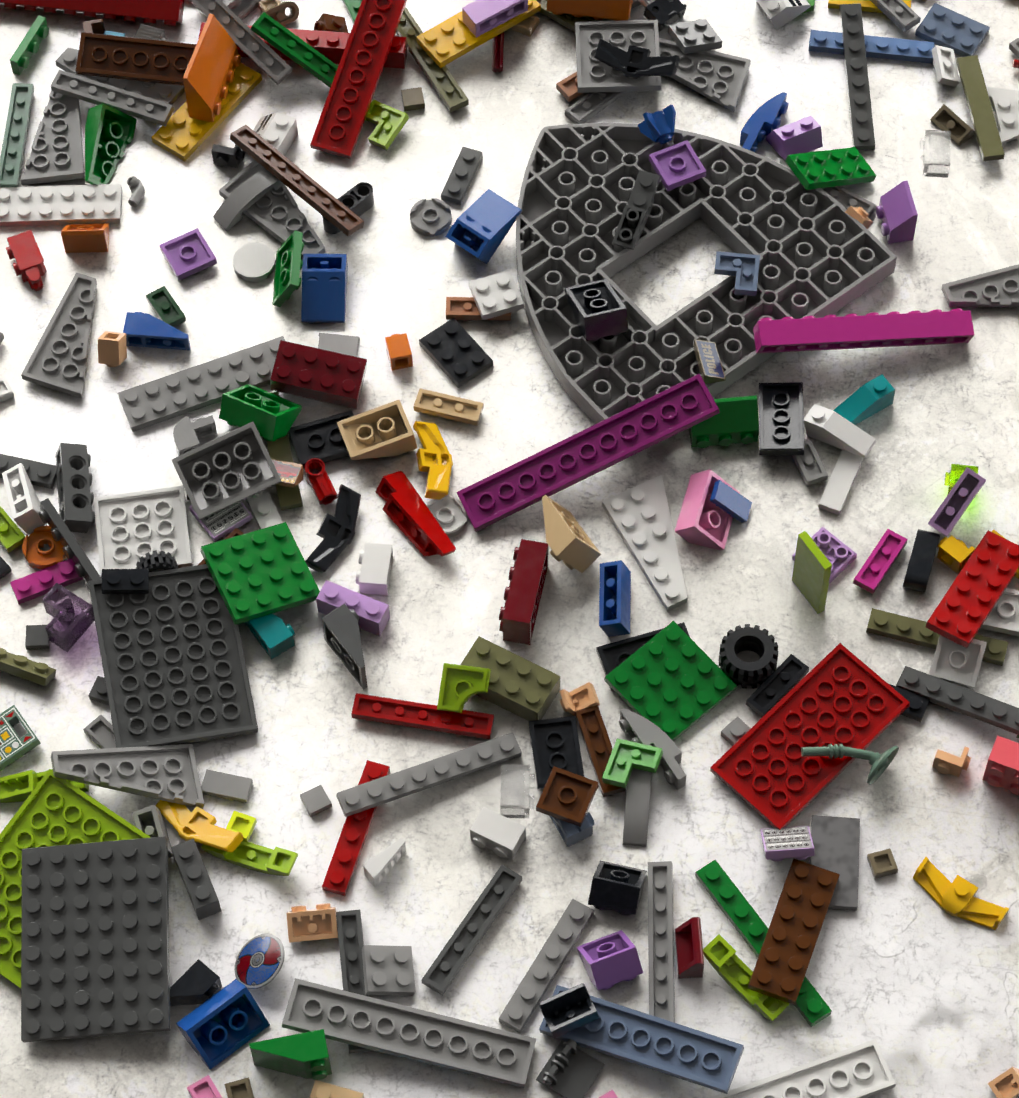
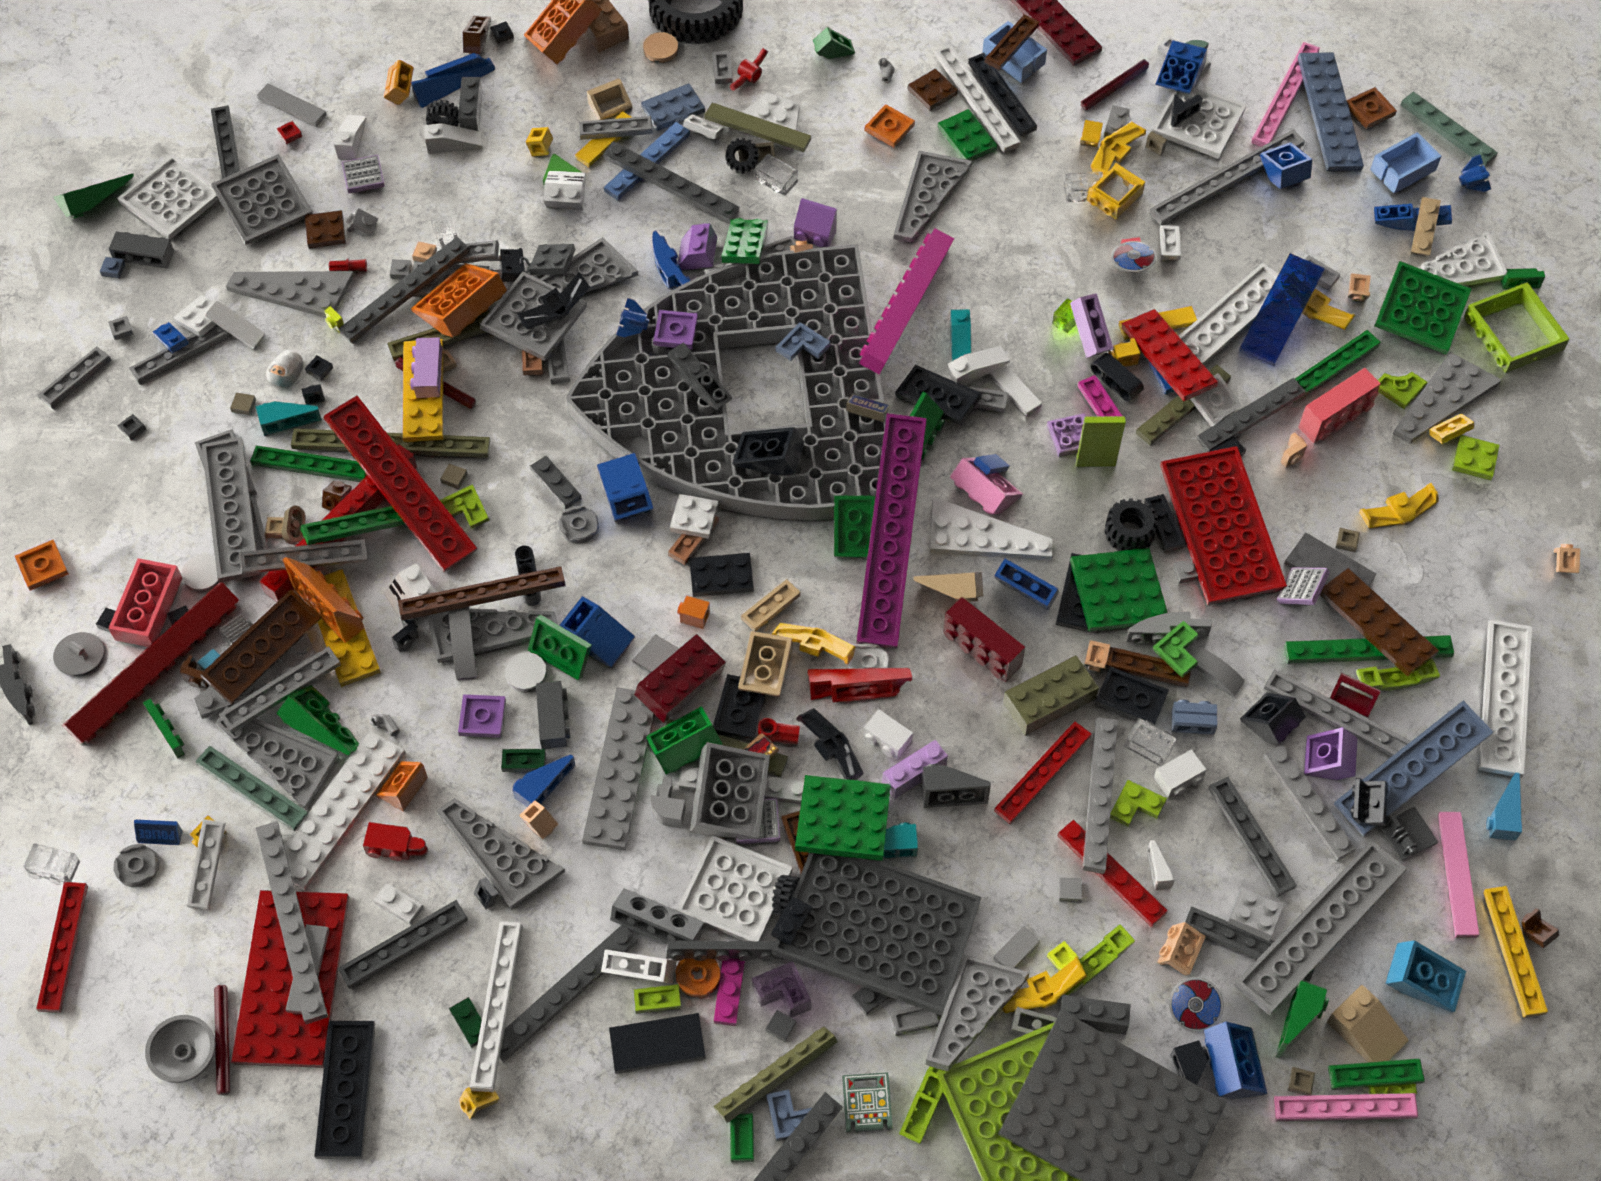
camera: 60 degrees left, 0 degrees up
(24, 351) = (486, 893): none -> black plate
(222, 302) = (552, 714): none -> dark grey brick
(447, 808) = (1134, 798): none -> lime plate
(460, 684) = (1041, 726): lime tile -> none
(567, 796) = (1186, 705): reddish brown plate -> none
(573, 416) = (852, 525): none -> green plate
(878, 761) = (1271, 493): sand green dish -> none
(928, 102) = (741, 166): none -> black tyre

